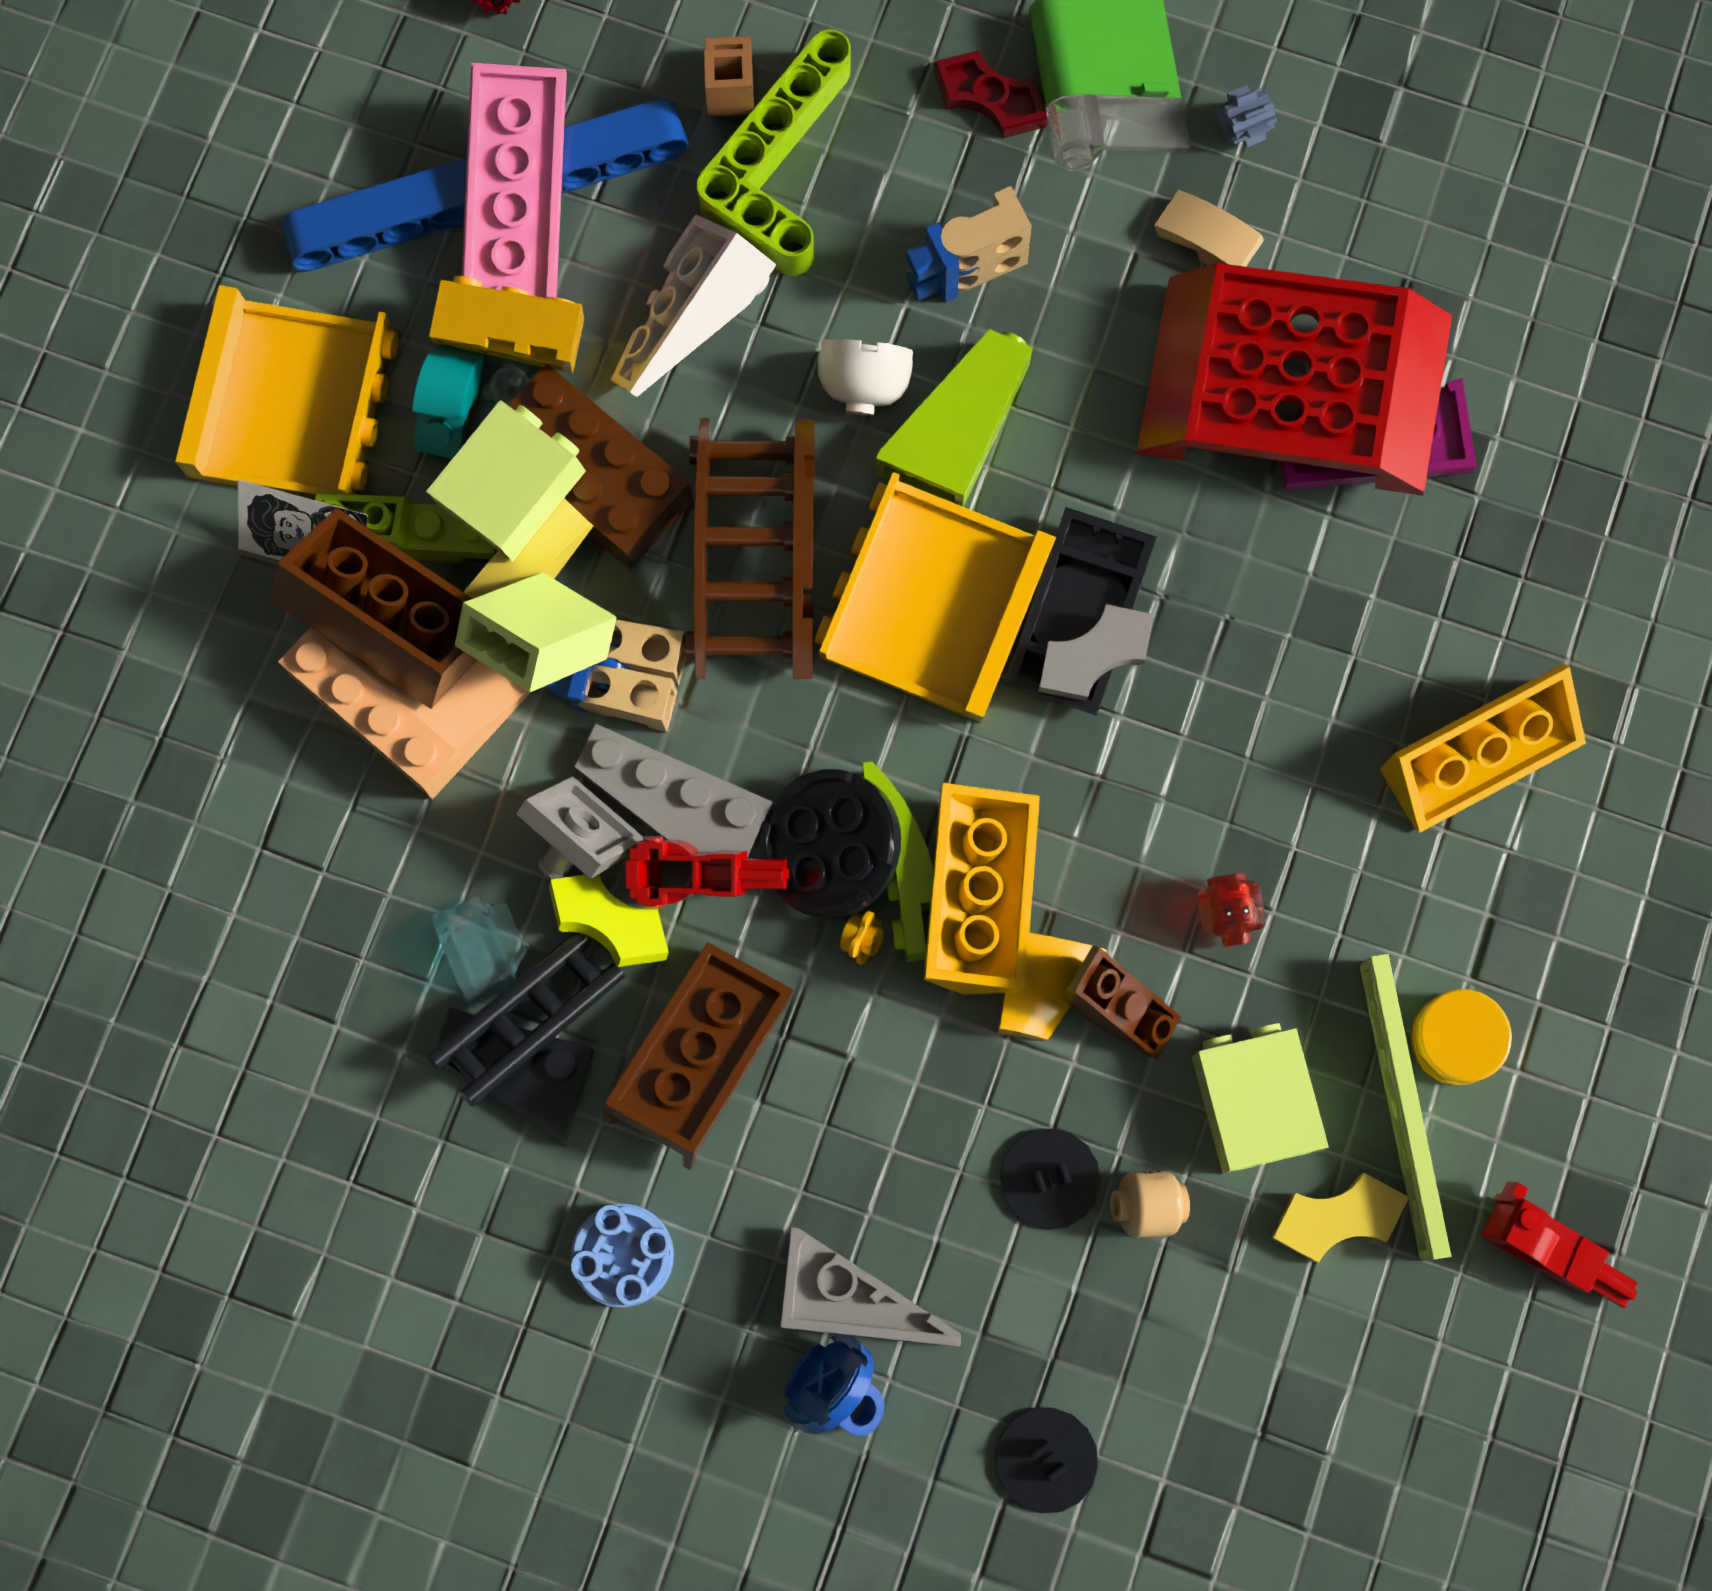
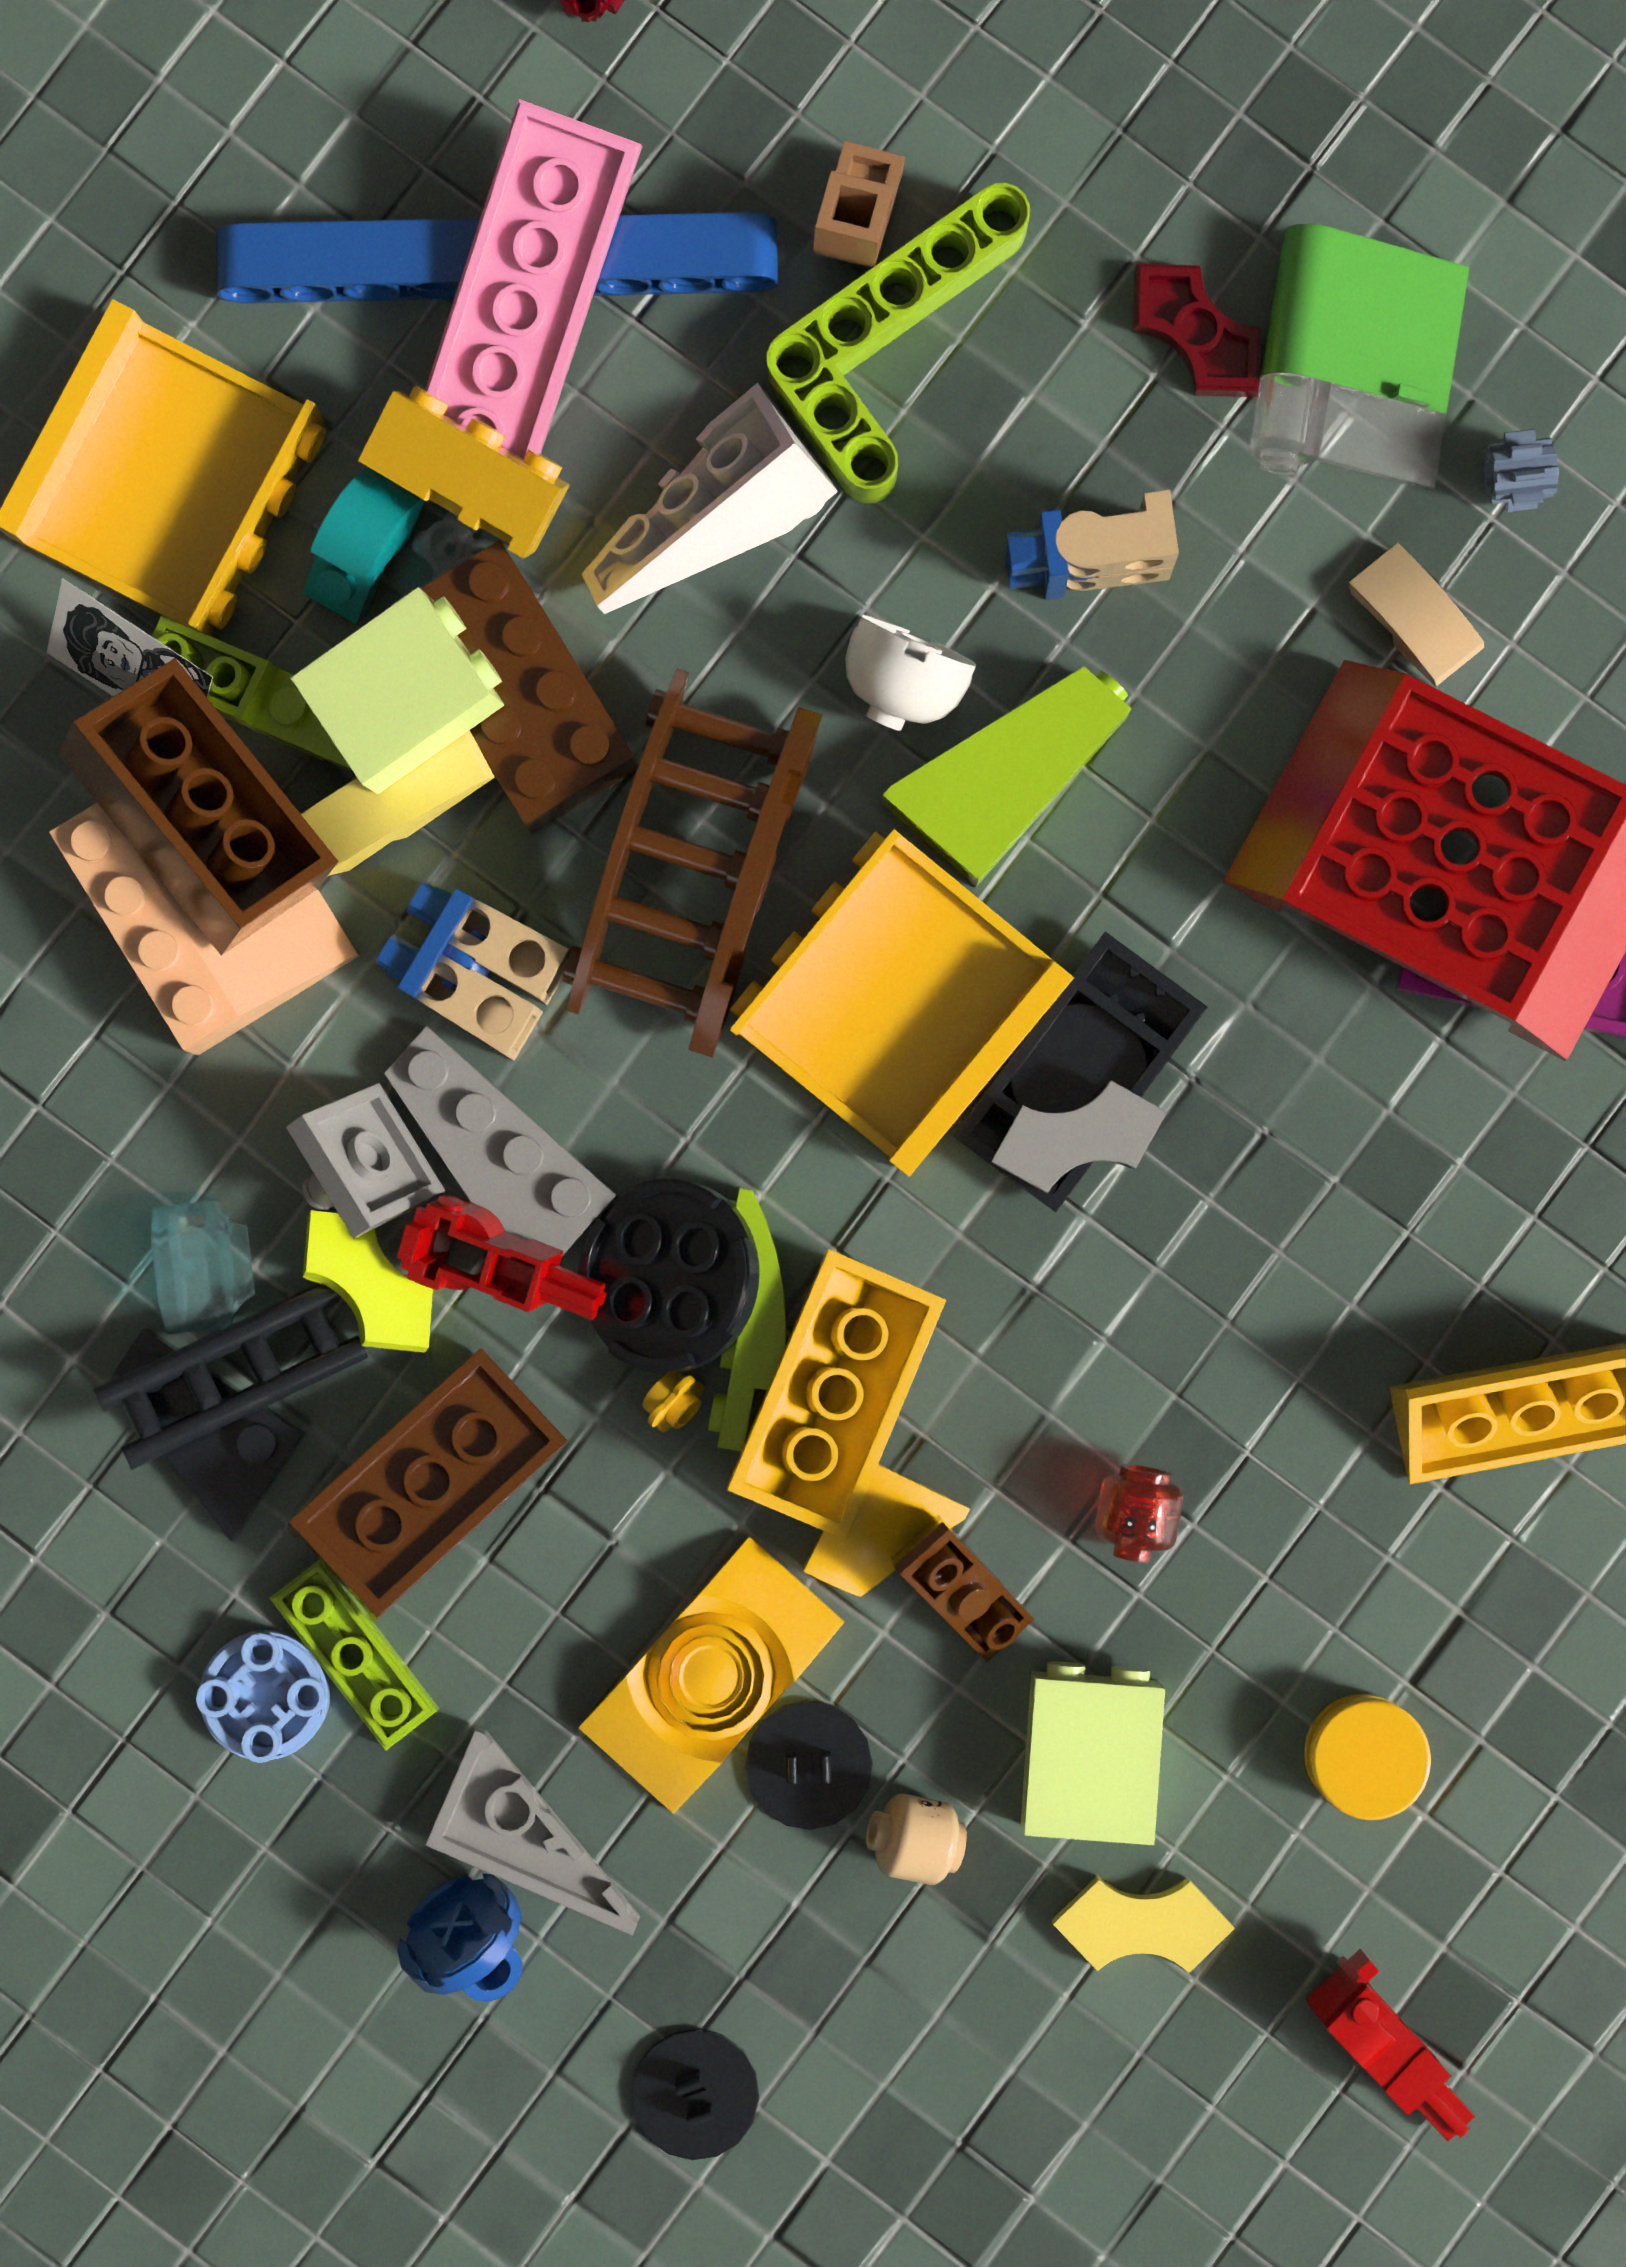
camera: 20 degrees right, 10 degrees up
(535, 631) = (375, 904): yellowish green brick -> none
(706, 1221) = (378, 1688): none -> lime tile
(955, 1134) = (711, 1675): none -> yellow slope
(1404, 1108) = (1266, 1821): yellowish green tile -> none

